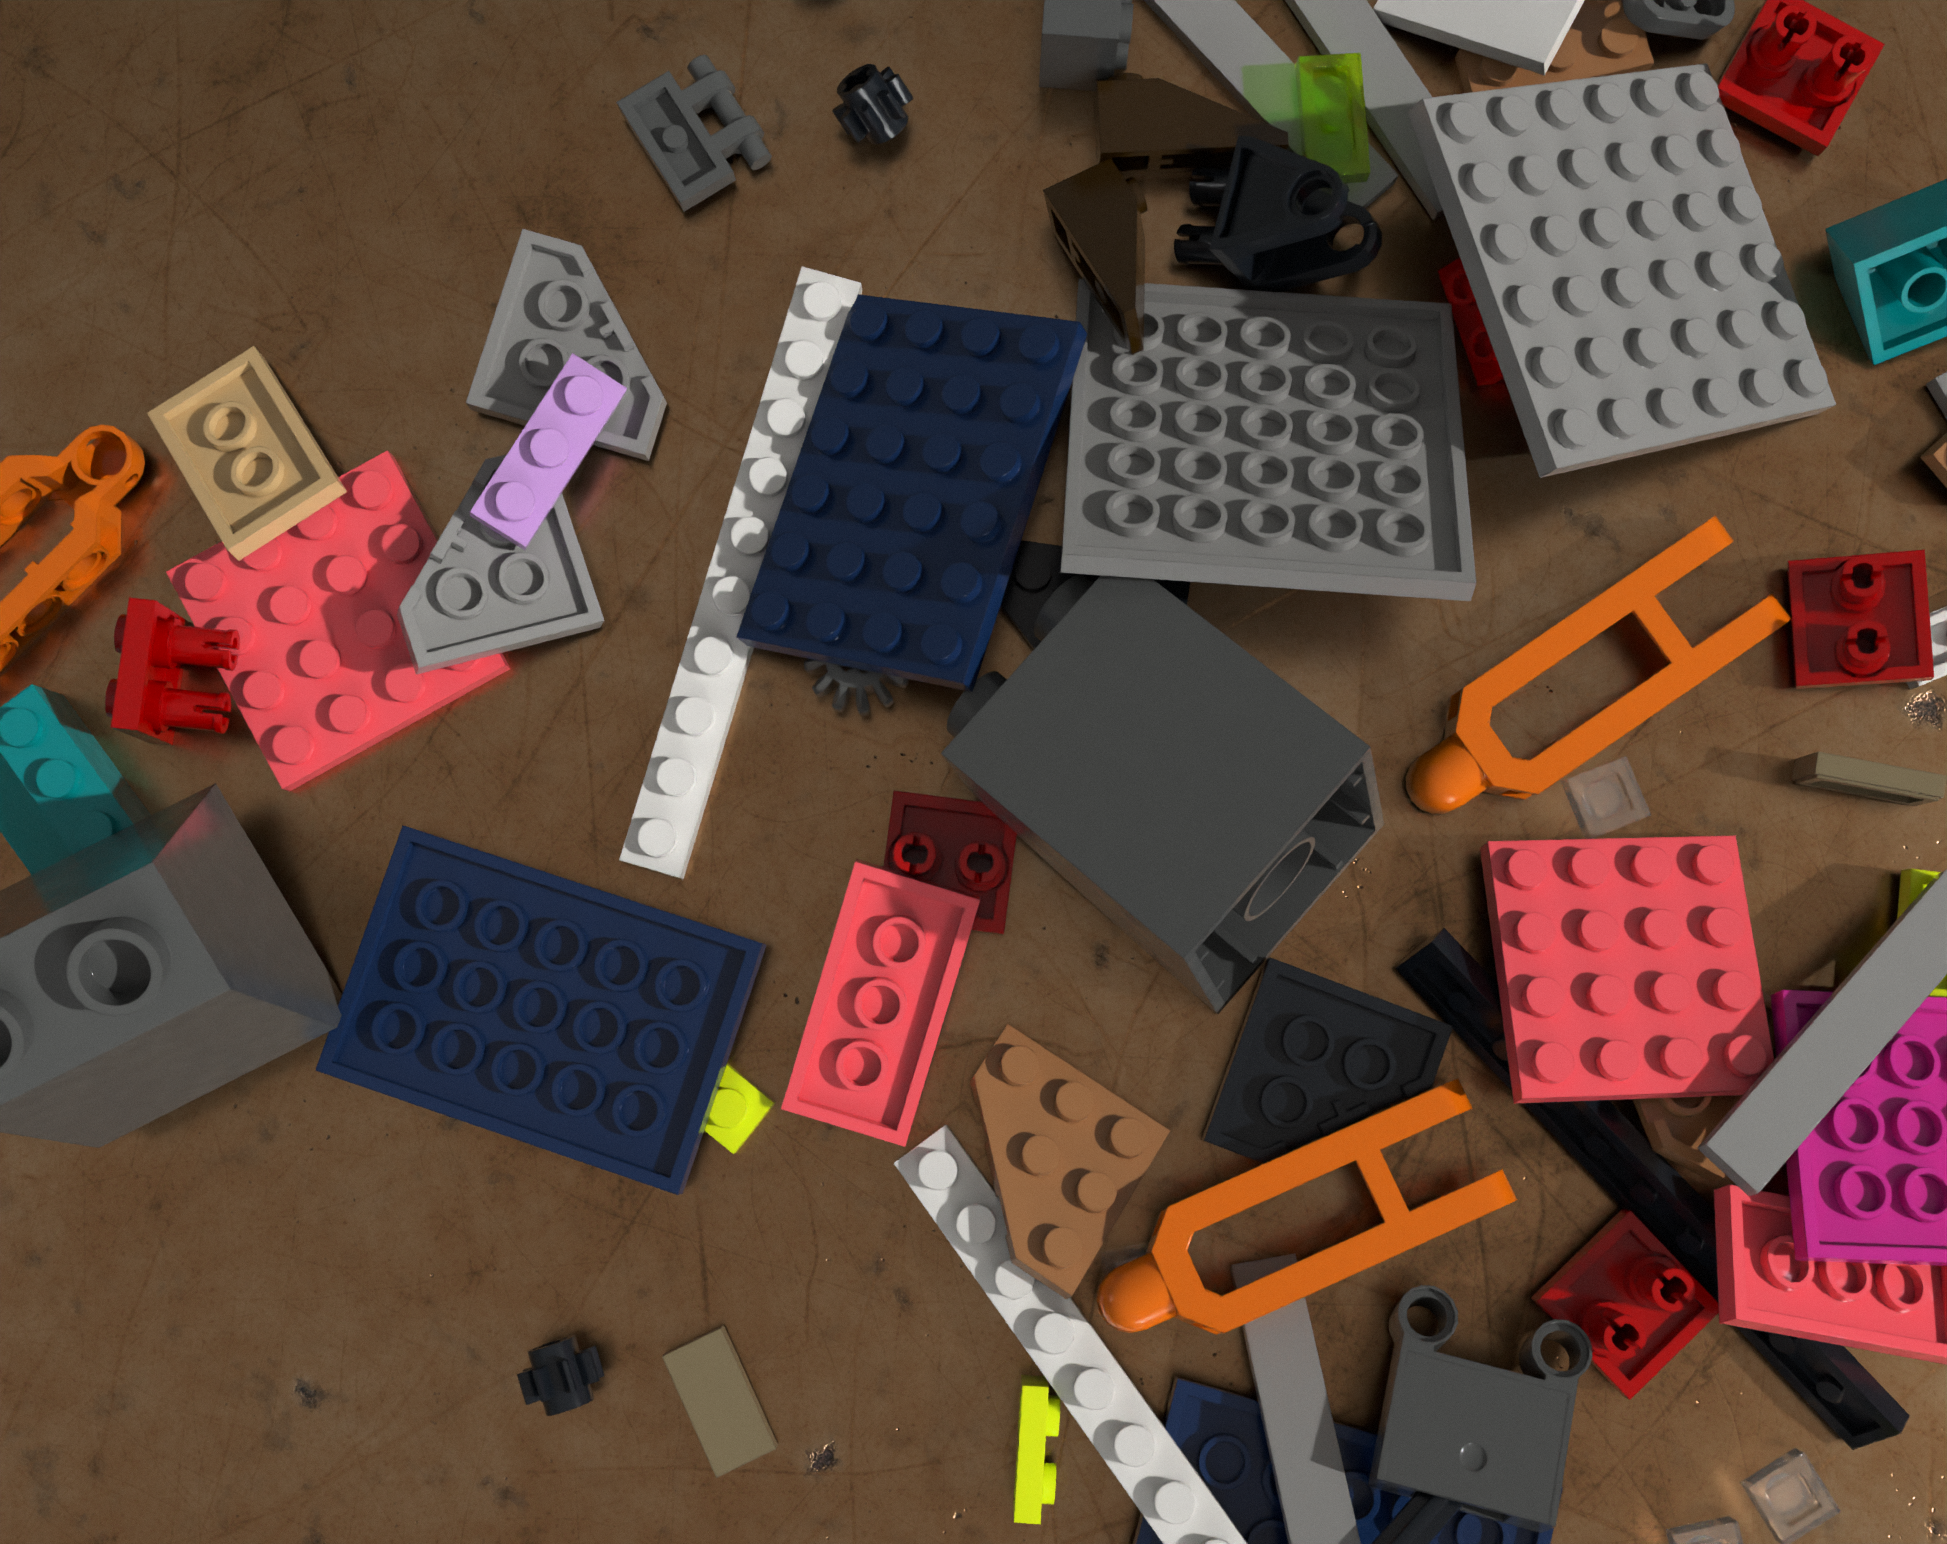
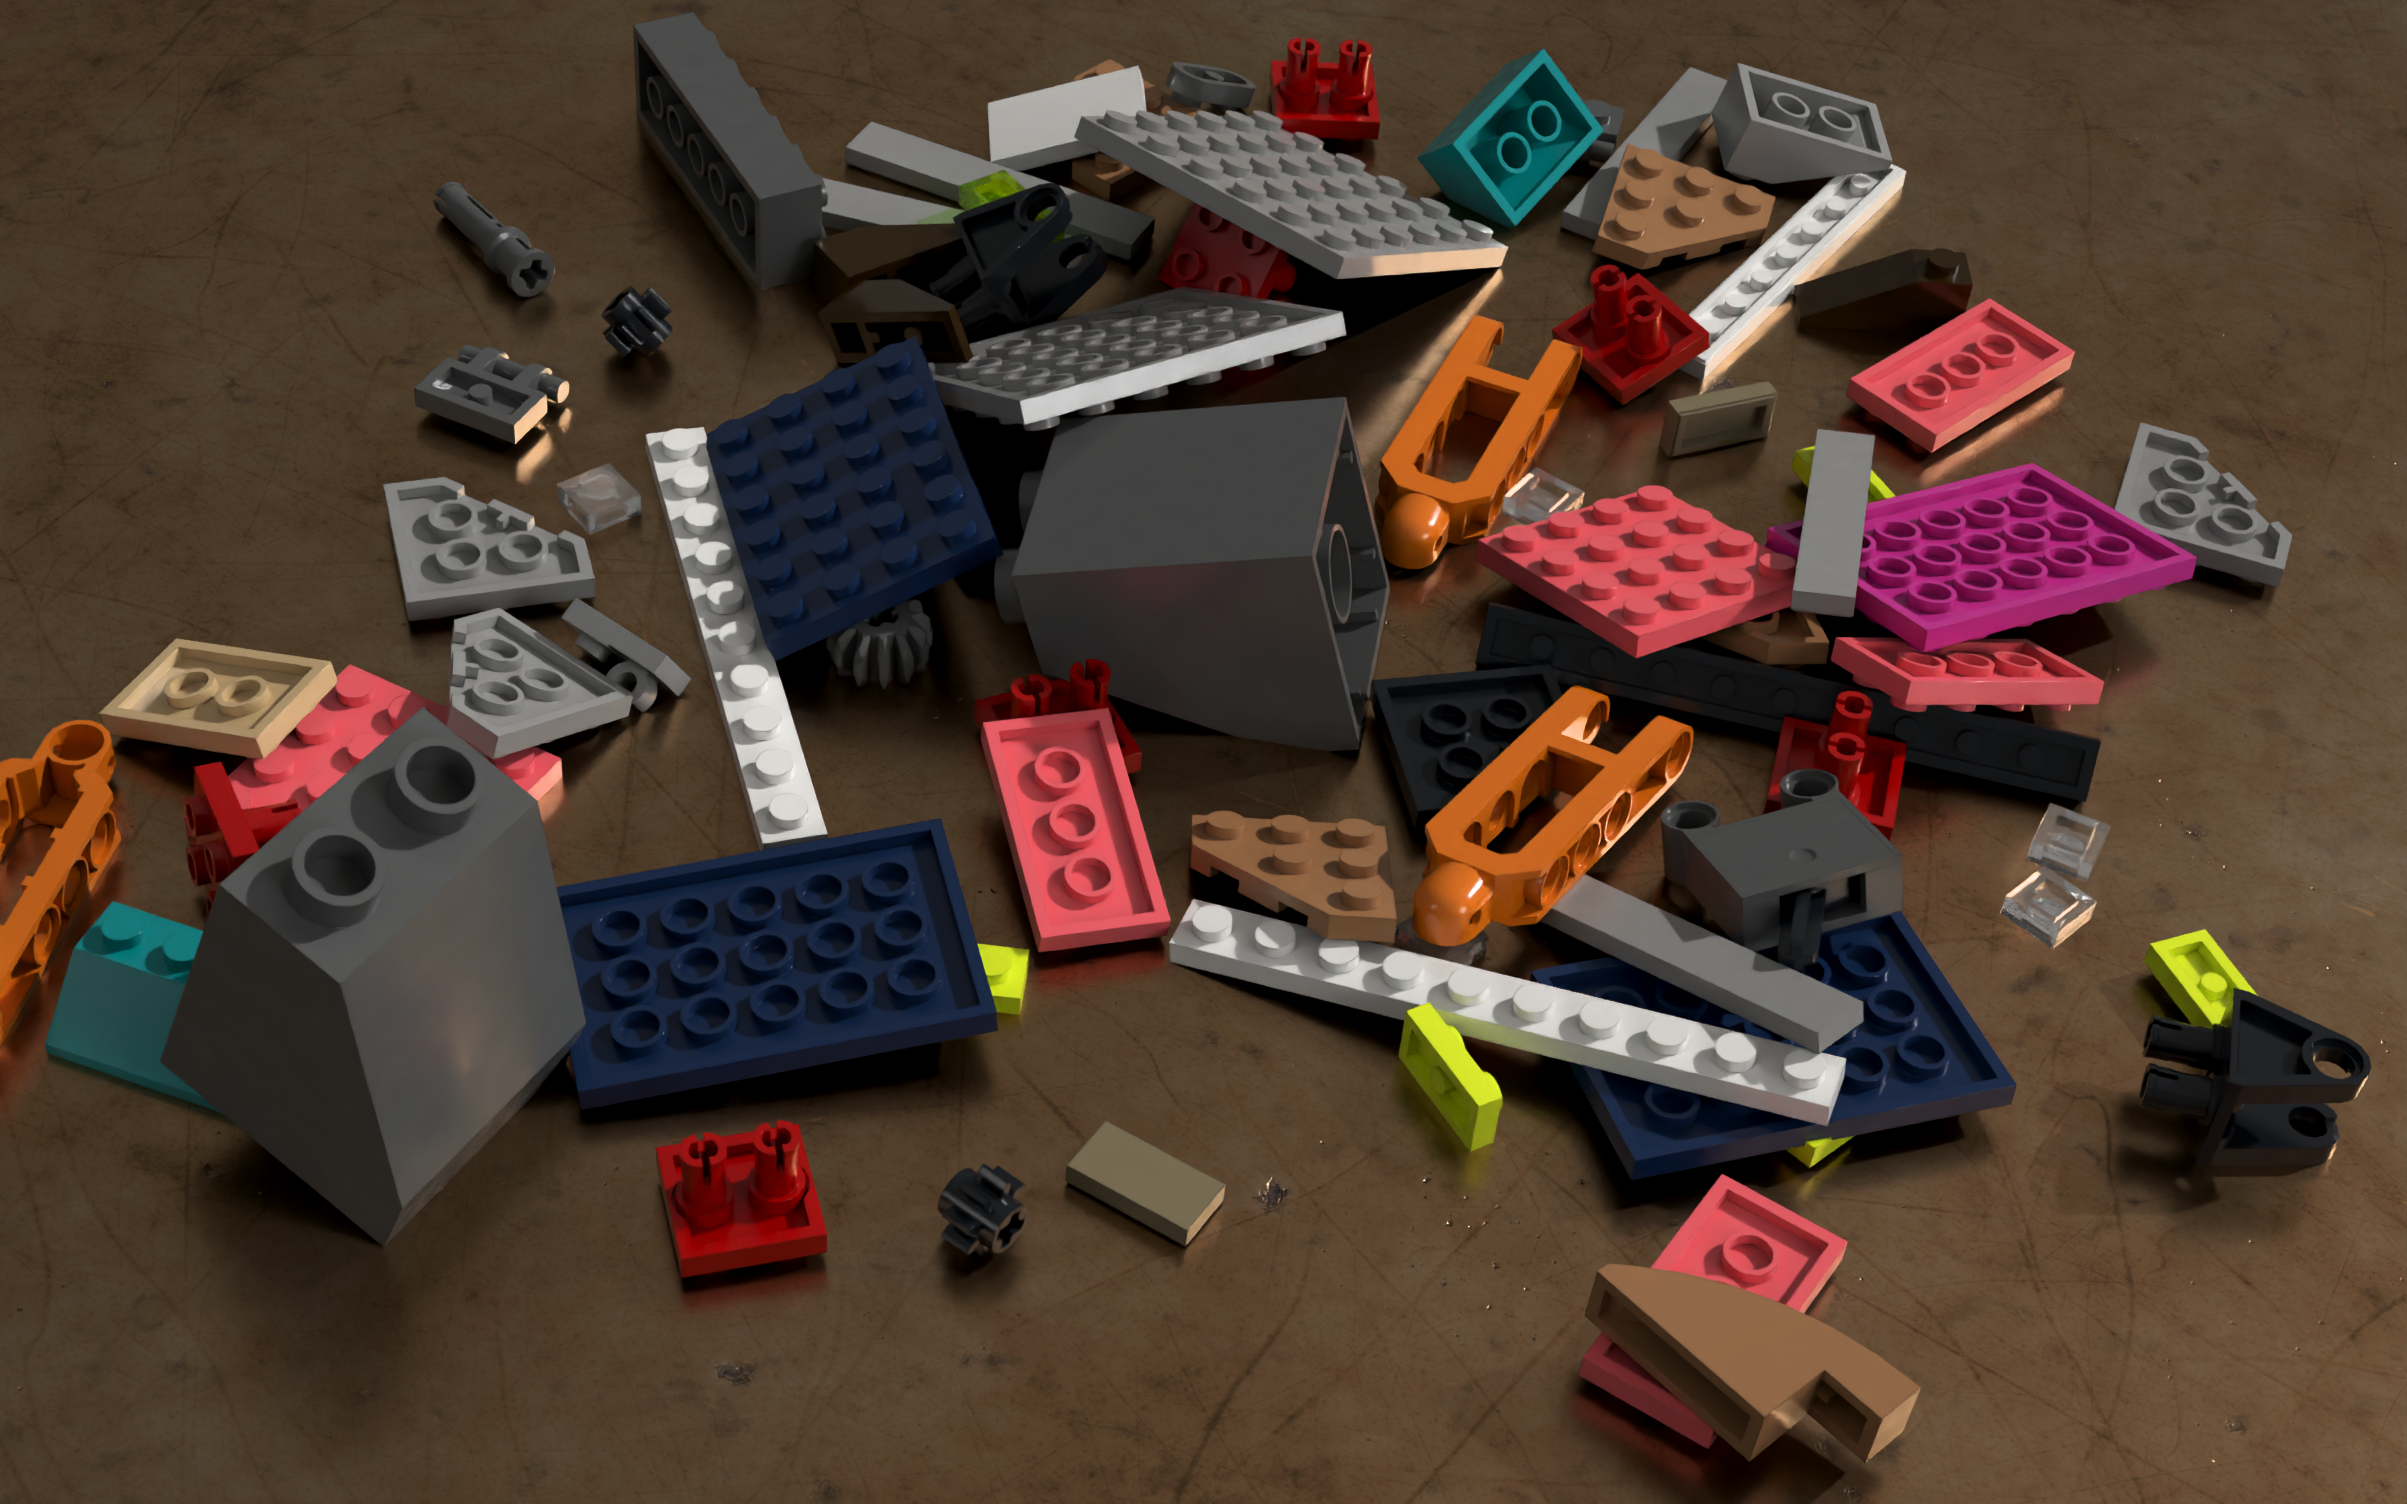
camera: 40 degrees left, 40 degrees down
(387, 1246) = (740, 1199): none -> red plate
(548, 452) = (511, 590): lavender plate -> none
(627, 558) = (637, 659): none -> light grey plate
(720, 327) = (599, 498): none -> clear plate

